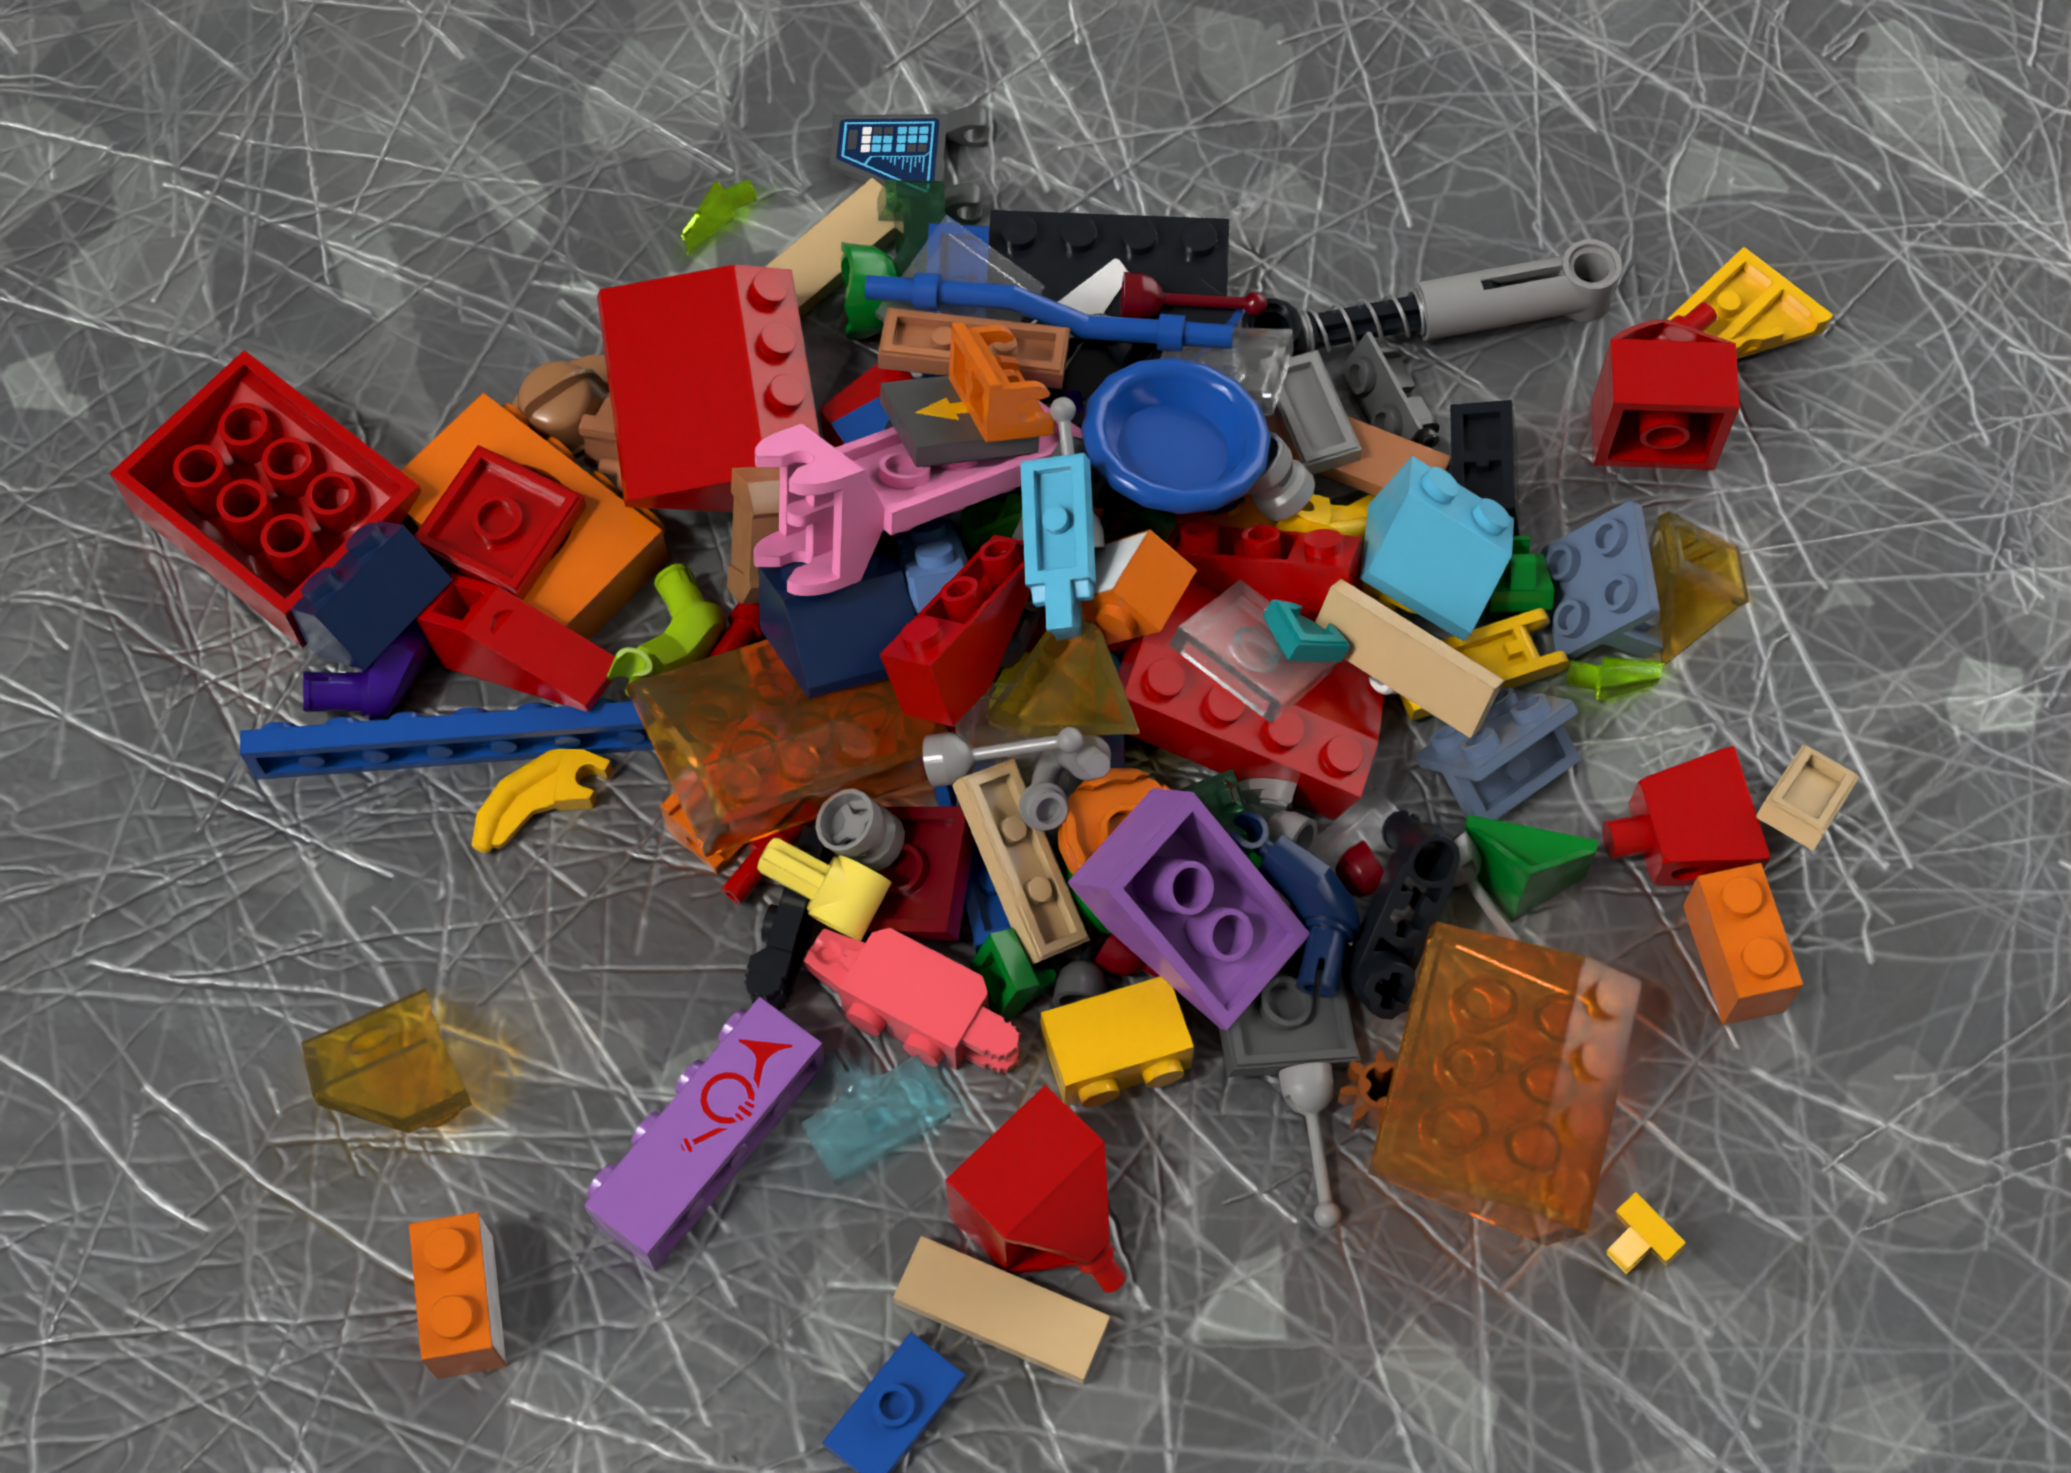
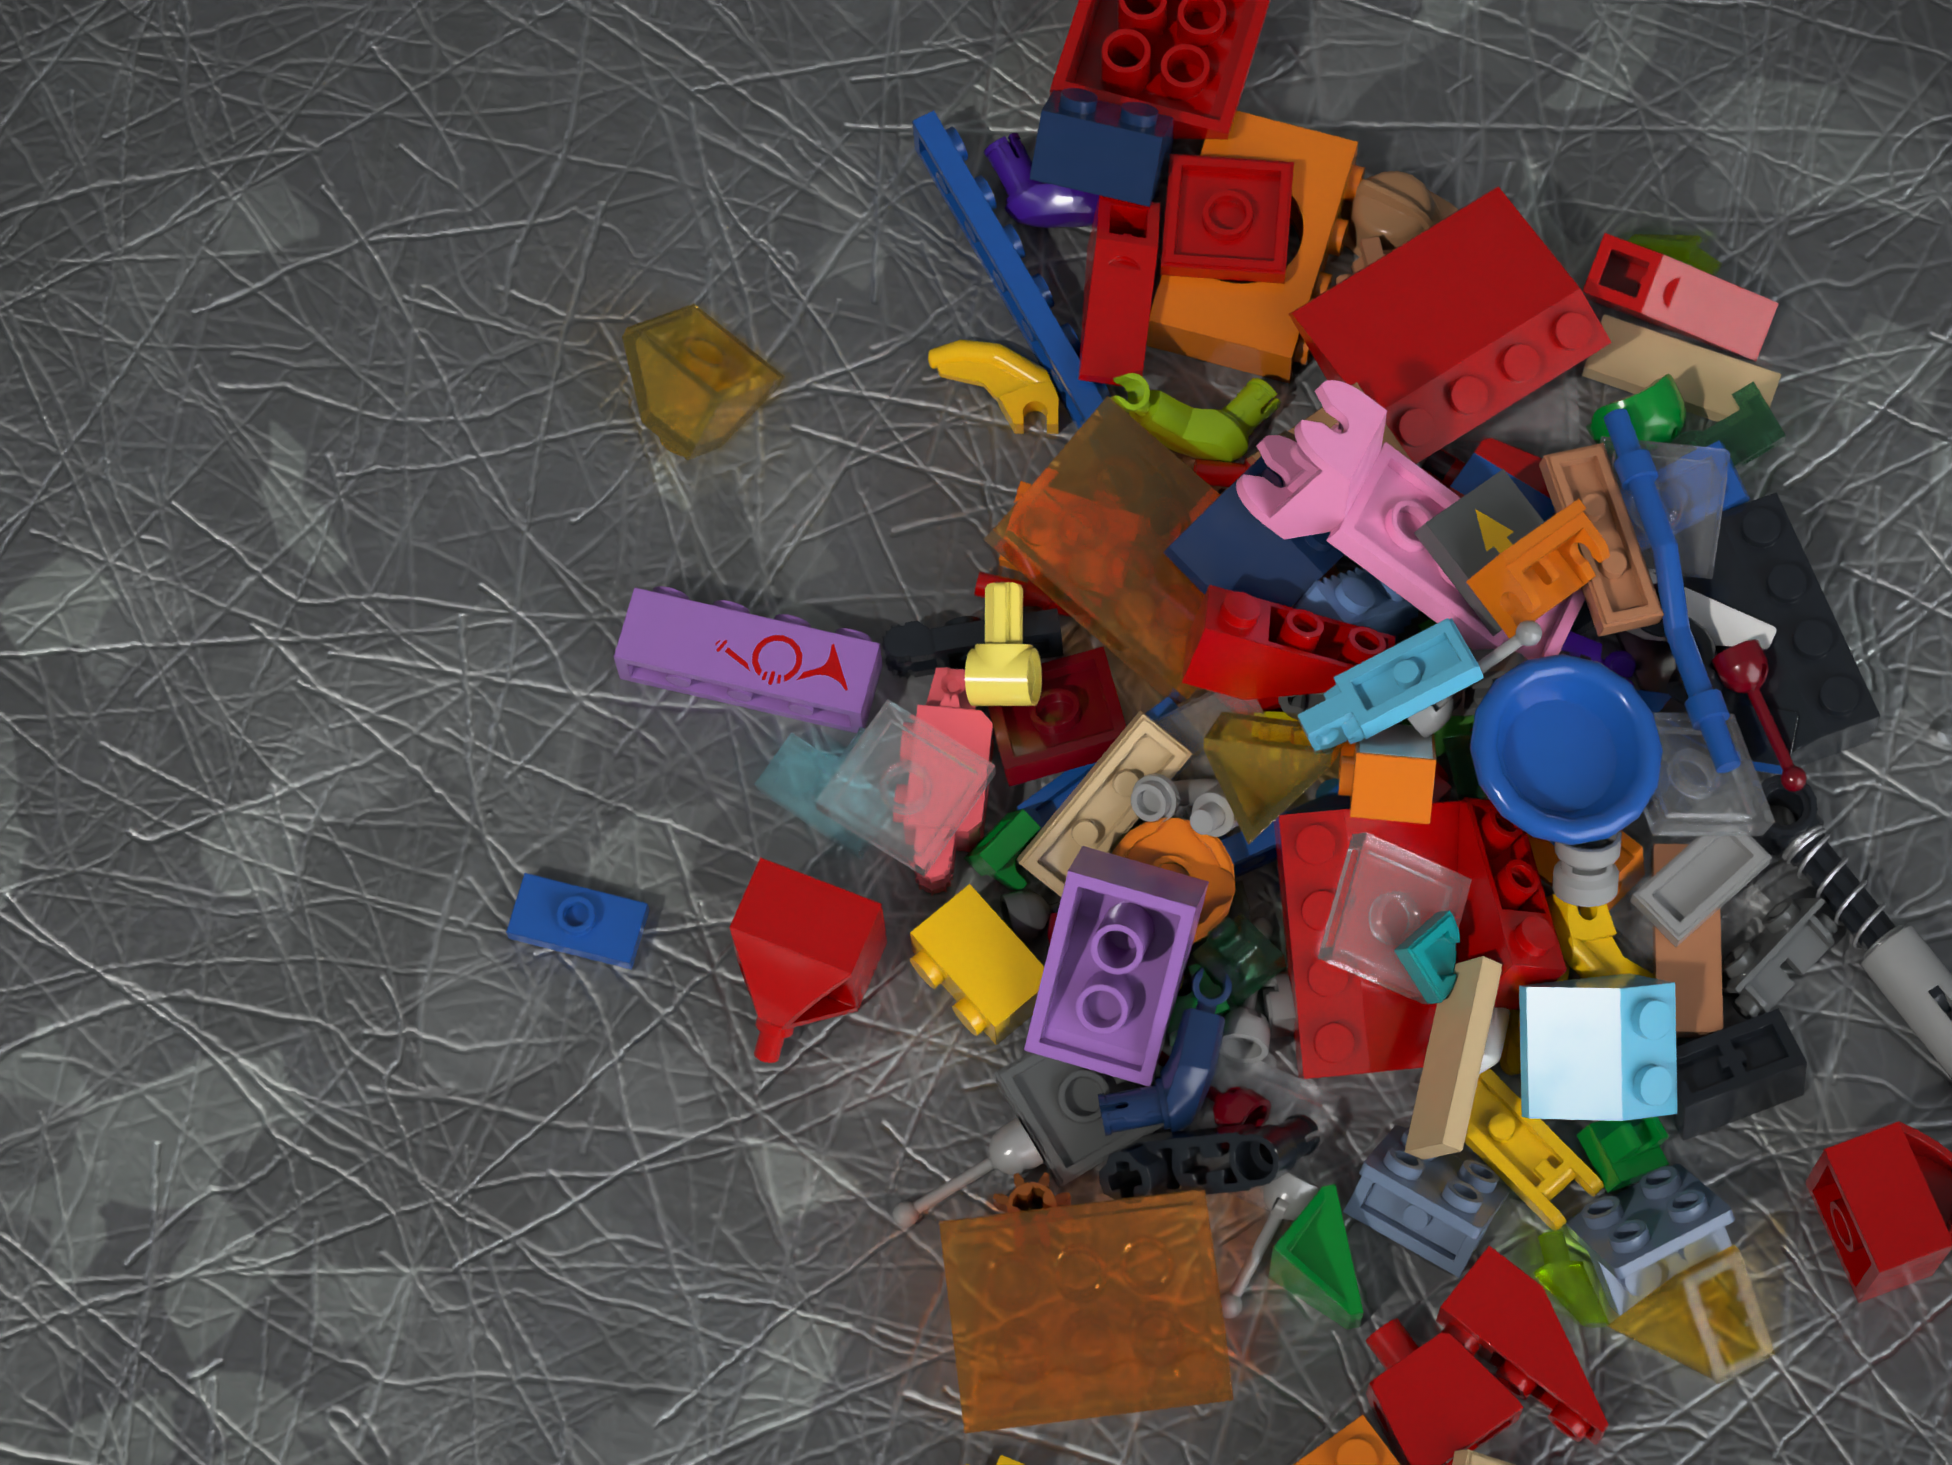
camera: 70 degrees right, 5 degrees up
(457, 1295) = (523, 528): orange brick -> none
(762, 217) = (1678, 297): none -> slope
(860, 829) = (1068, 656): light grey wheel -> none
(911, 150) = (1827, 393): flag -> none
(921, 1028) = (905, 787): none -> clear tile
(952, 756) = (1162, 697): light grey hinge -> none
(1001, 1310) = (701, 972): tan tile -> none
(1663, 726) = (1516, 1330): none -> red slope

